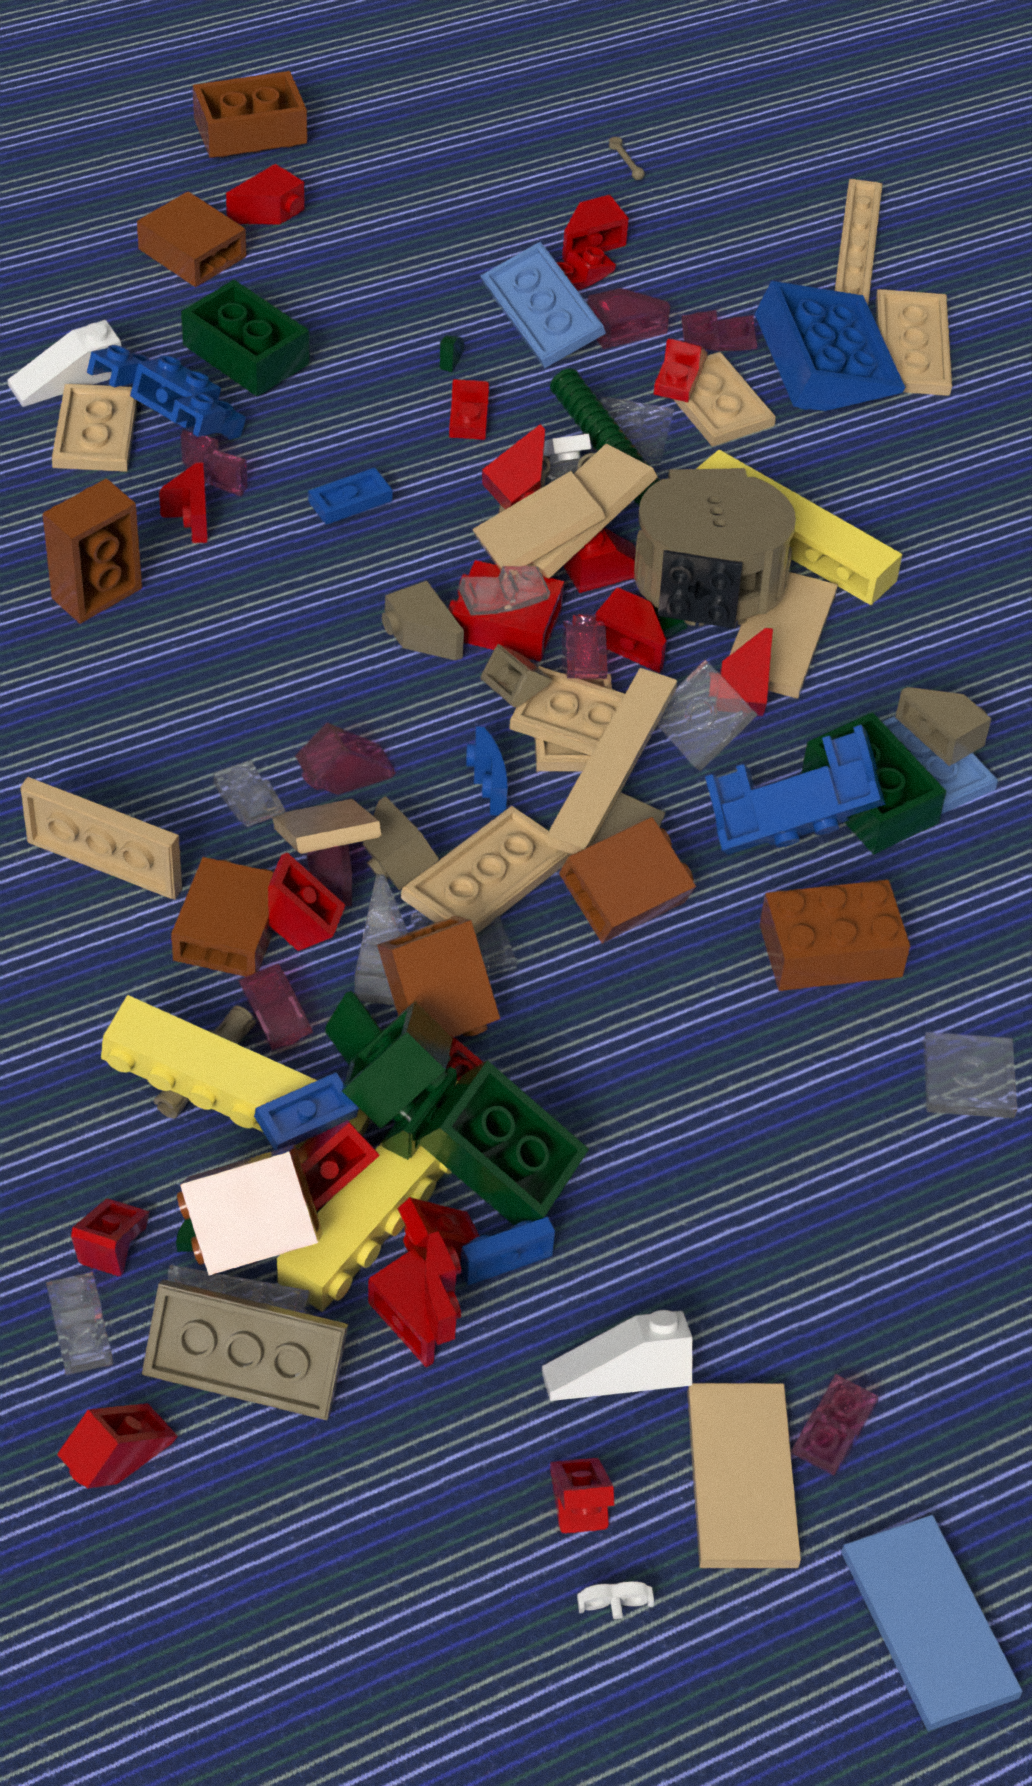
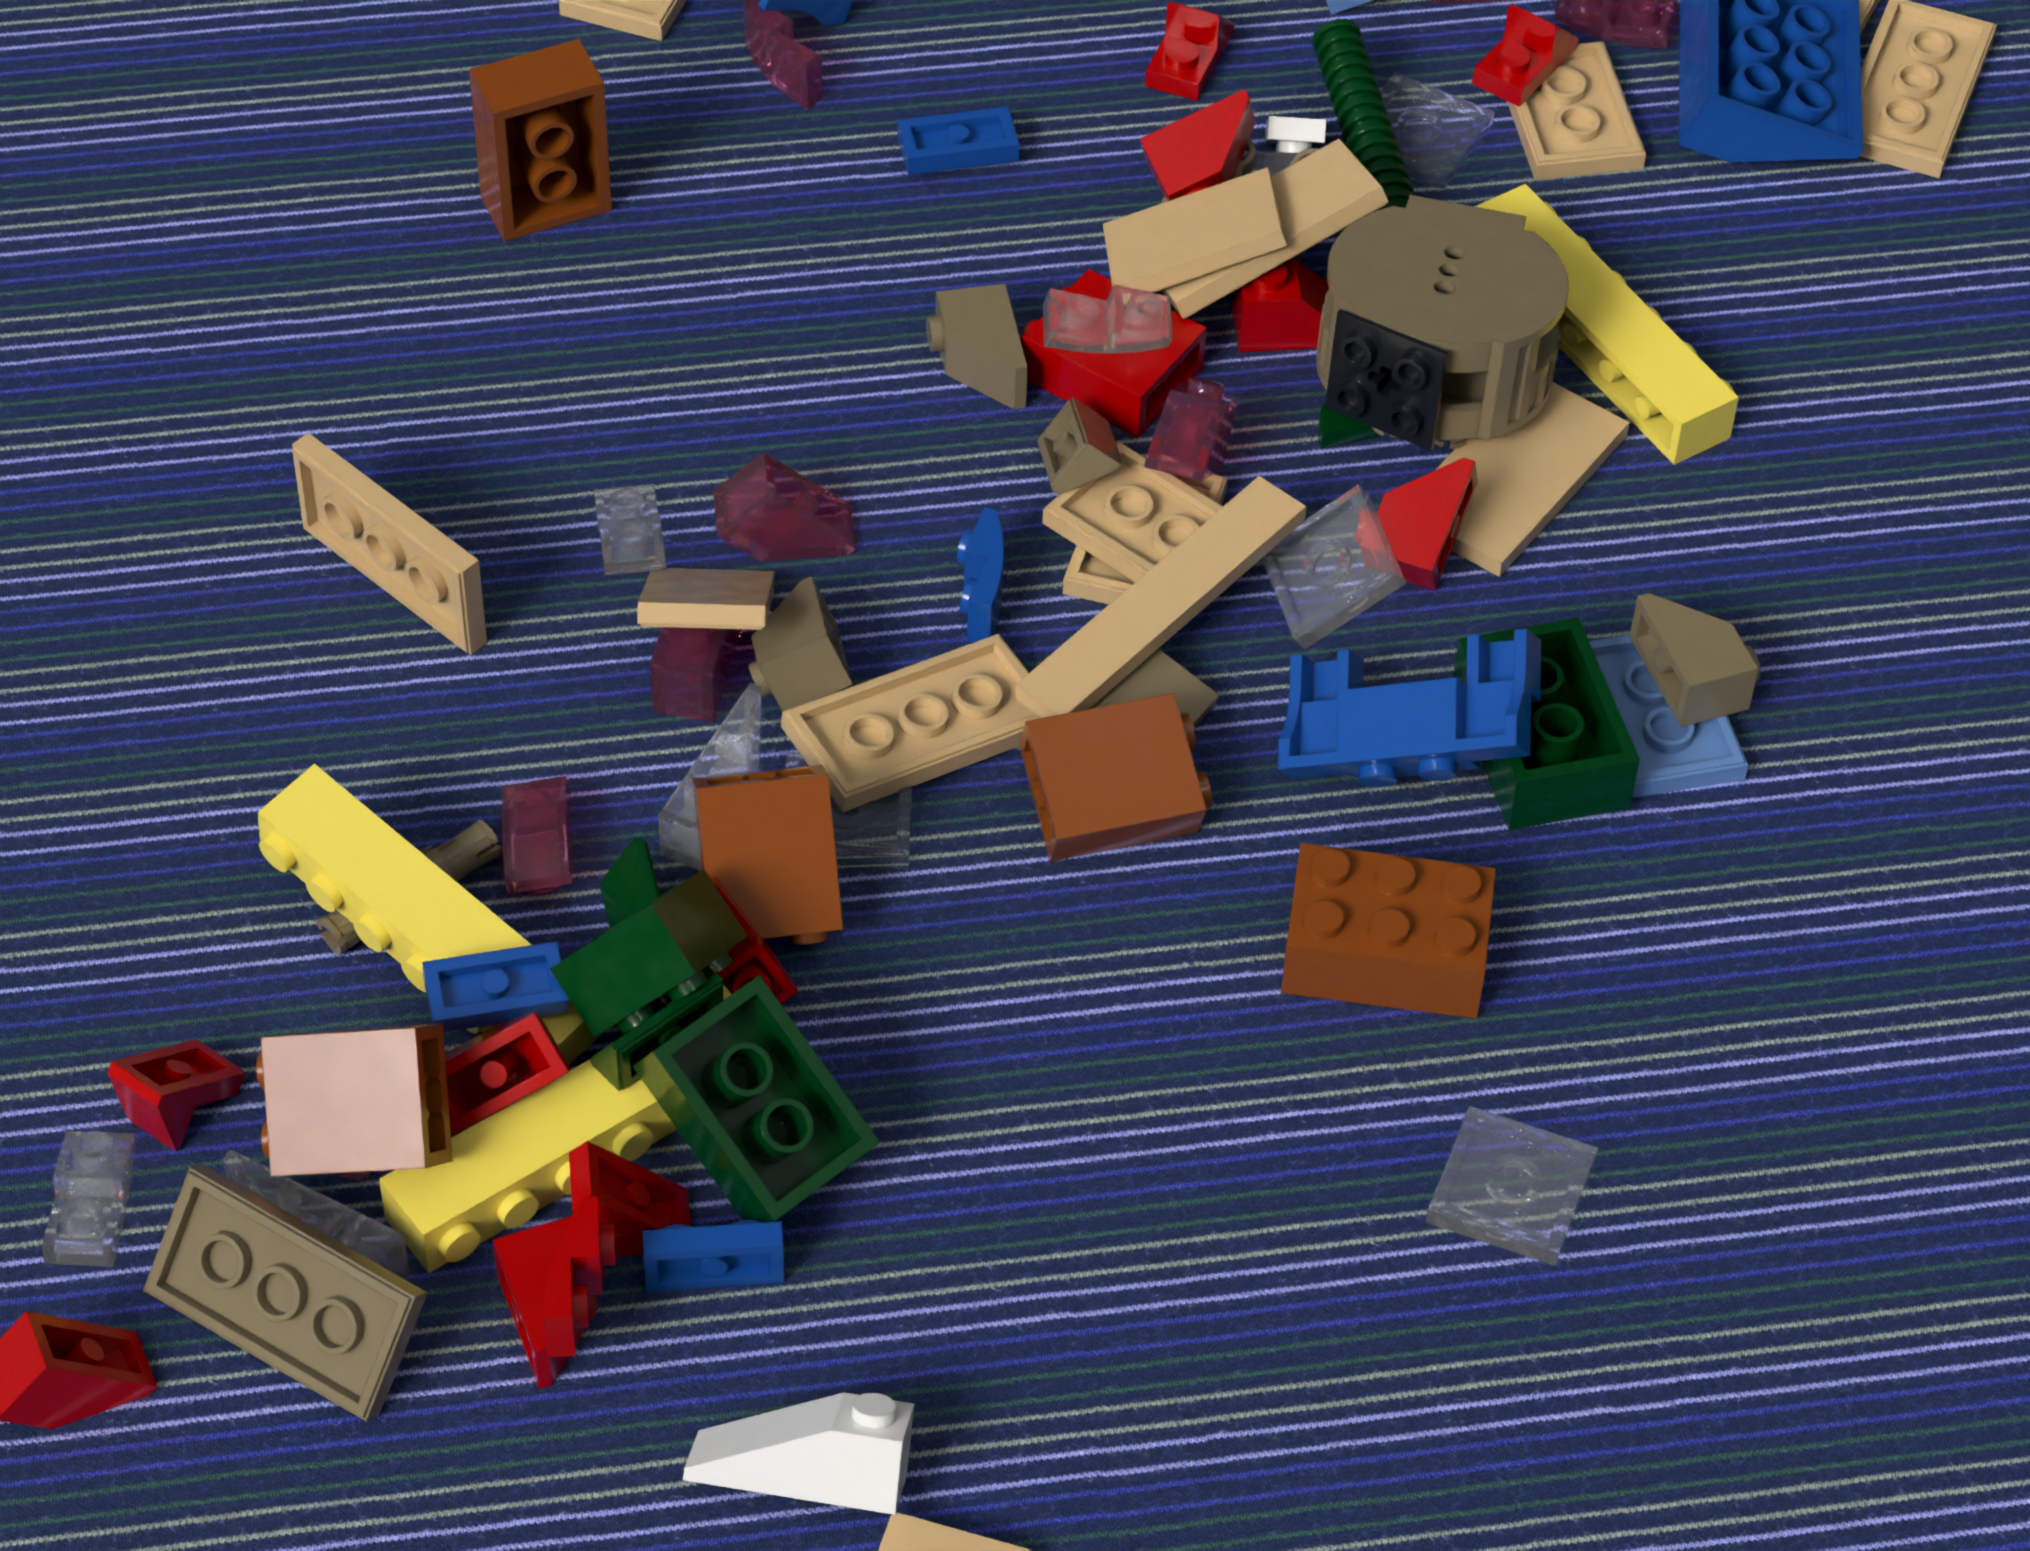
camera: 20 degrees right, 0 degrees up
(186, 498) = (723, 99): red slope -> none
(224, 918) = (526, 694): dark orange brick -> none
(301, 905) = (621, 698): red slope -> none
(633, 629) = (1281, 417): red slope -> none

